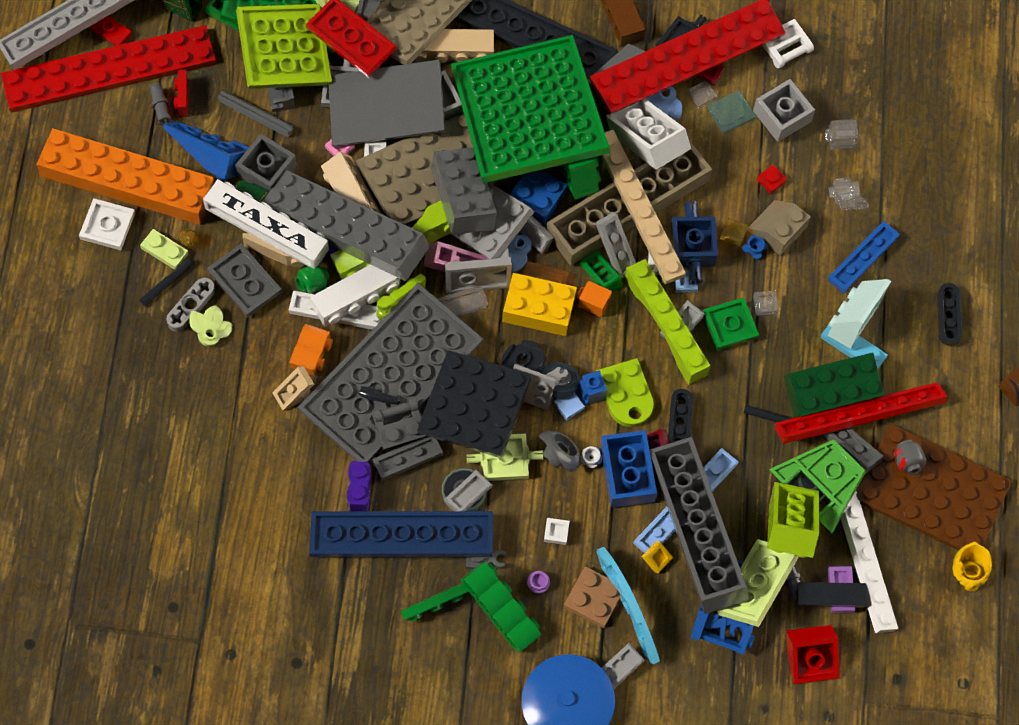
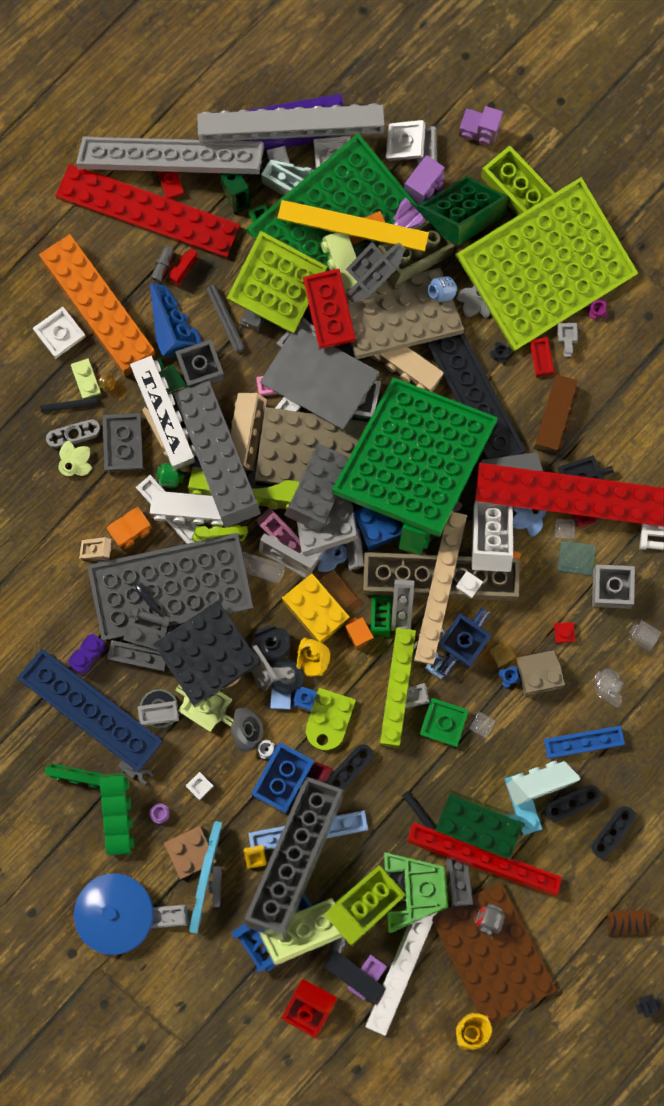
camera: 40 degrees right, 10 degrees up
(570, 345) = (313, 657): none -> yellow hair
(647, 610) = (215, 887): none -> light grey plate
(662, 187) = (469, 584): none -> white plate
(901, 309) = (580, 799): none -> black plate

